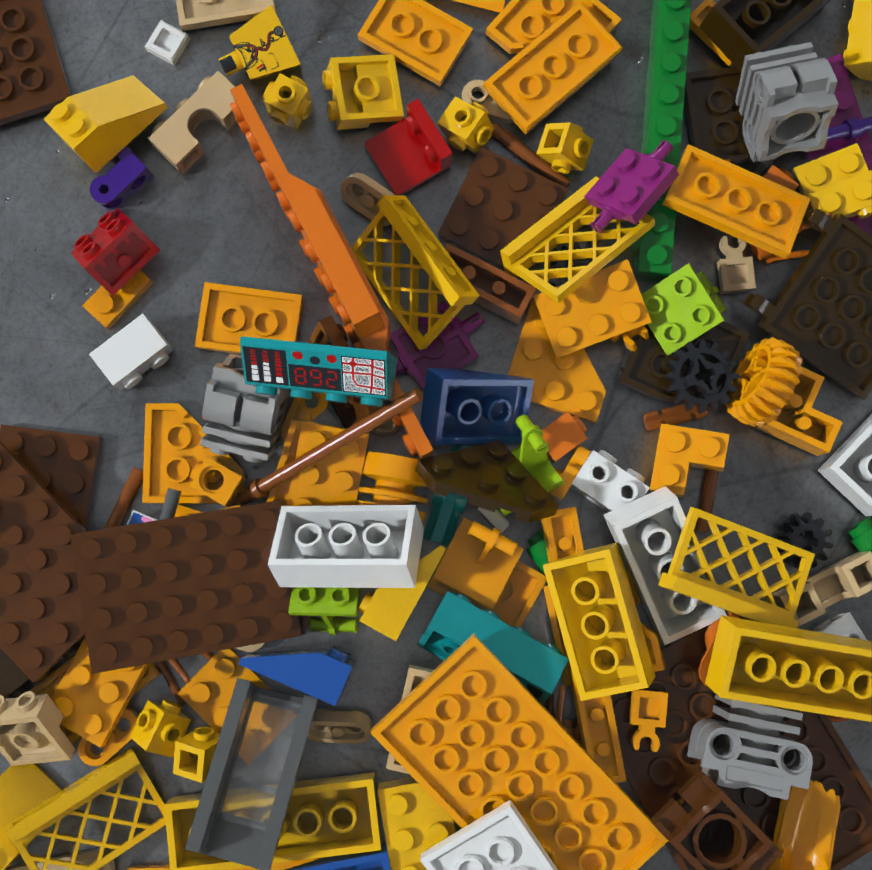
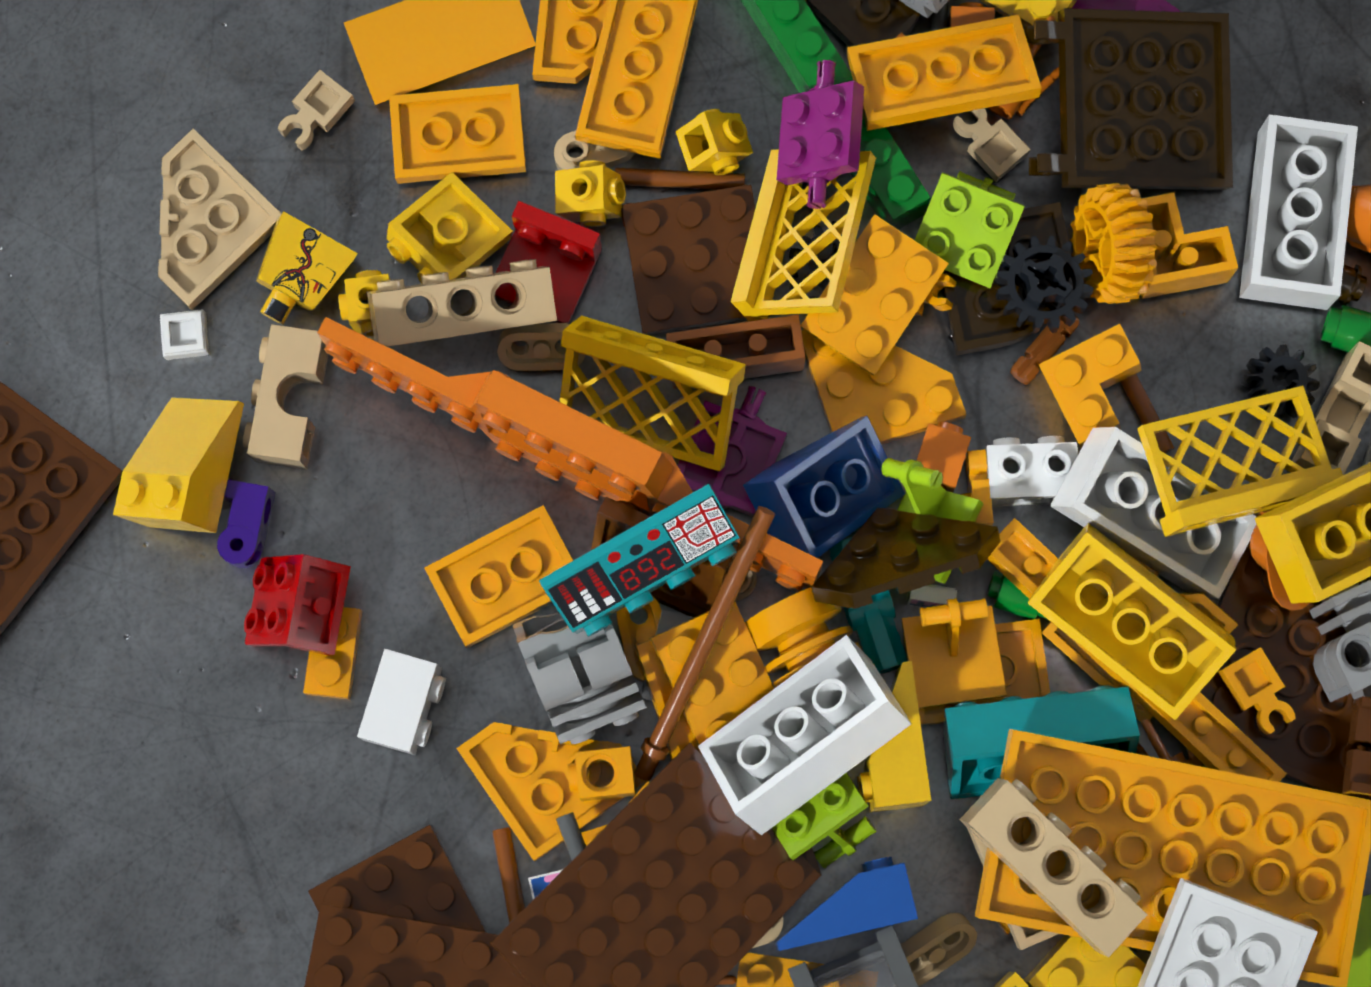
camera: 30 degrees left, 5 degrees down
(286, 123) = (531, 306): none -> tan brick
(440, 793) = (1101, 926): none -> tan brick

